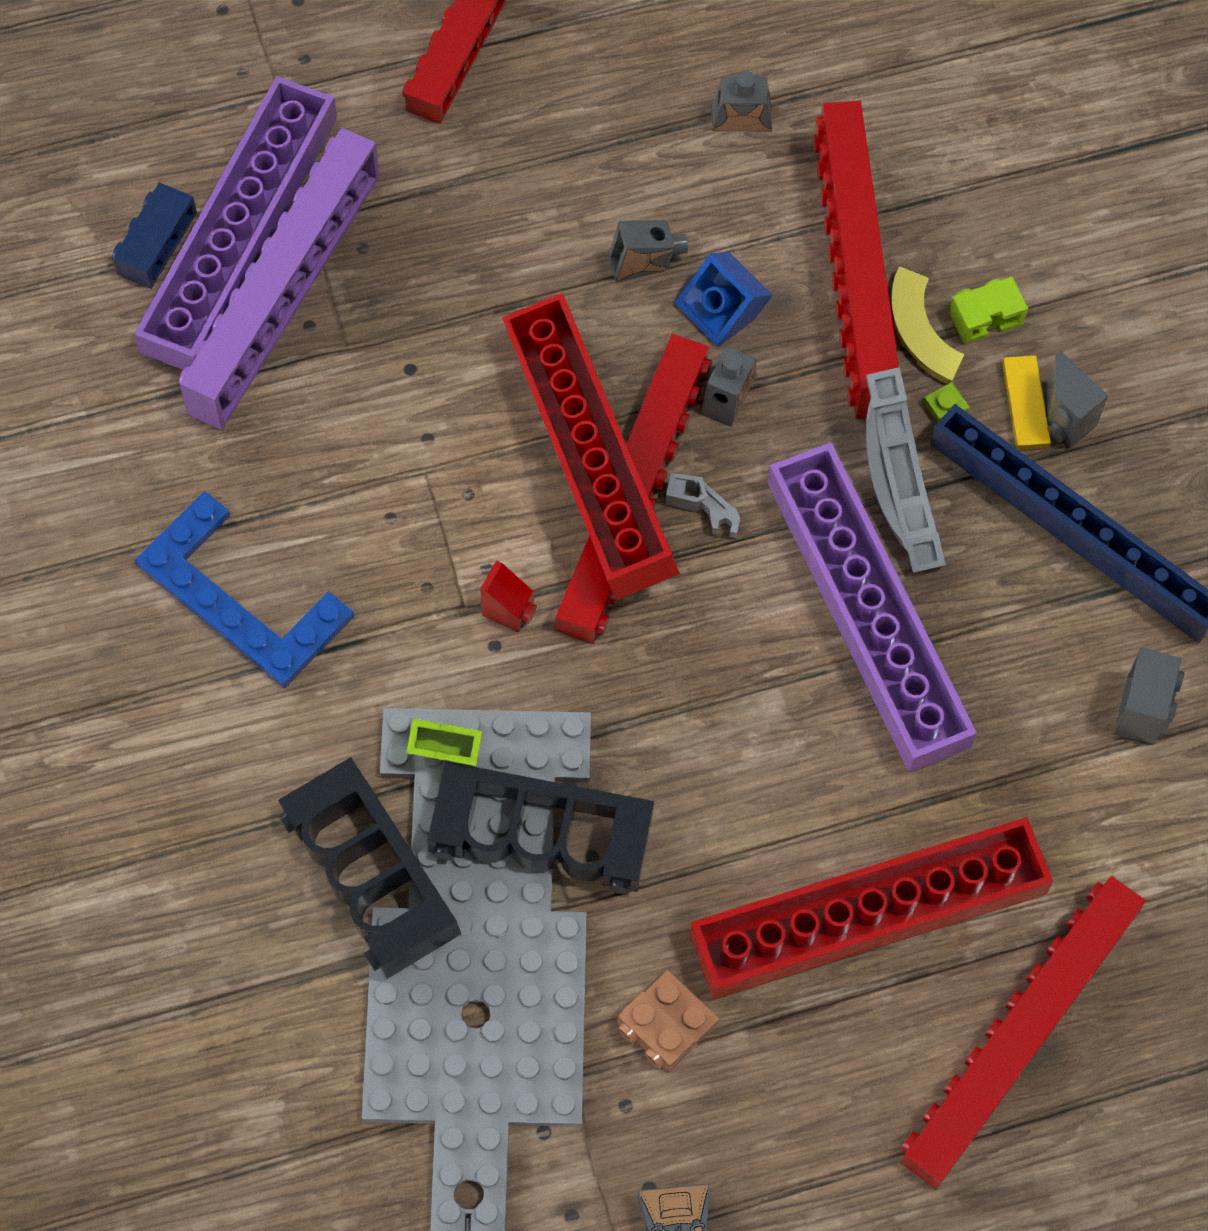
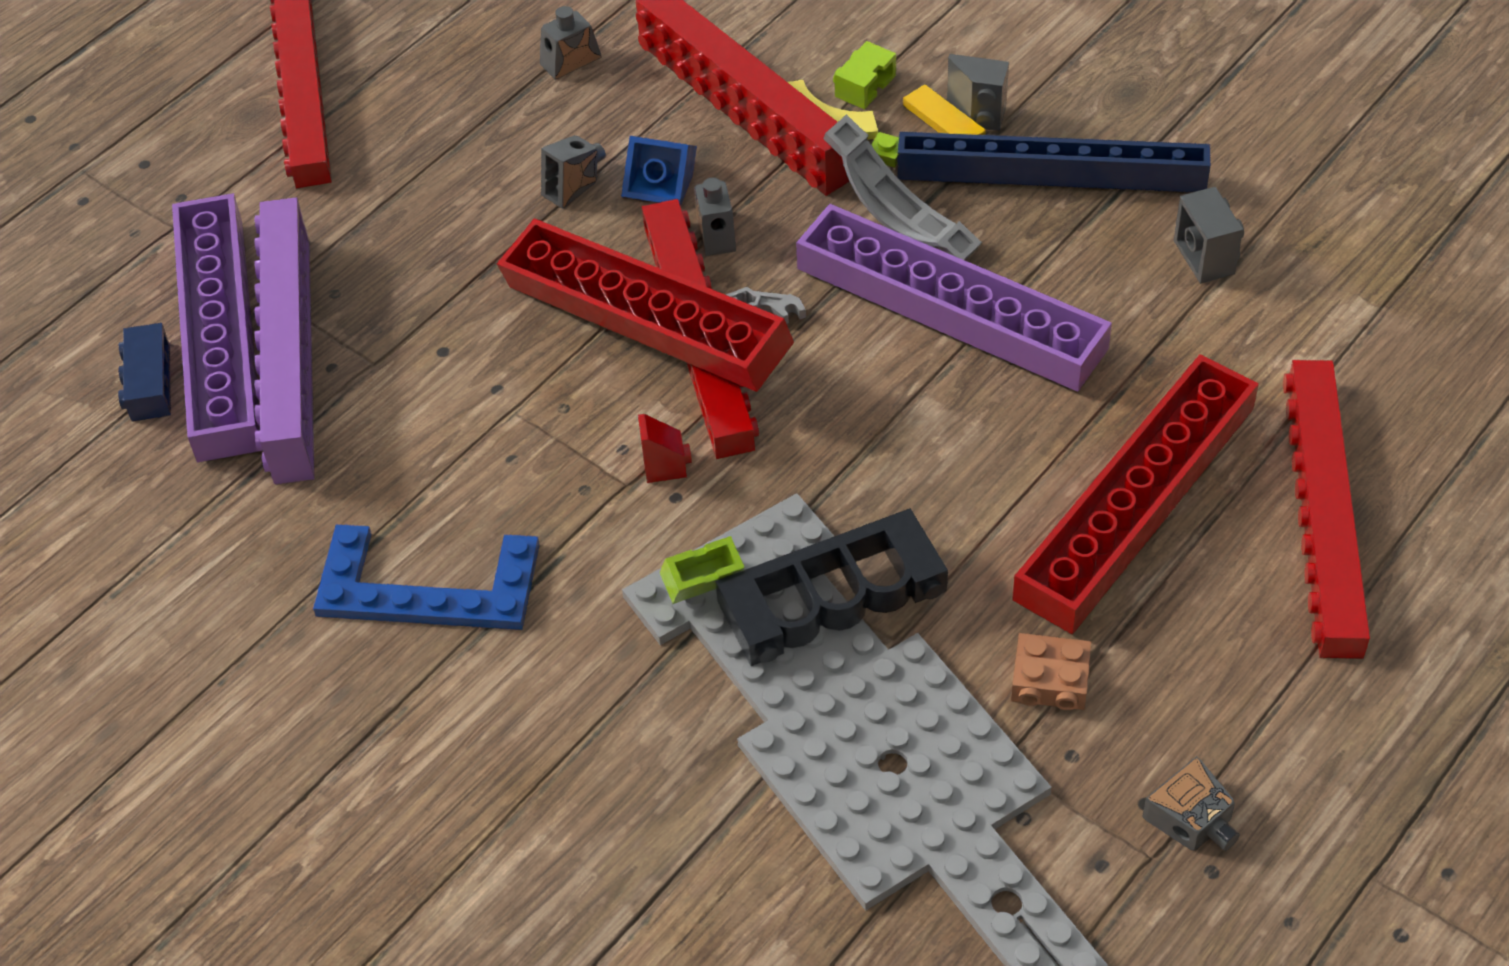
camera: 30 degrees left, 15 degrees down
(412, 933) = (780, 748): black fence -> none

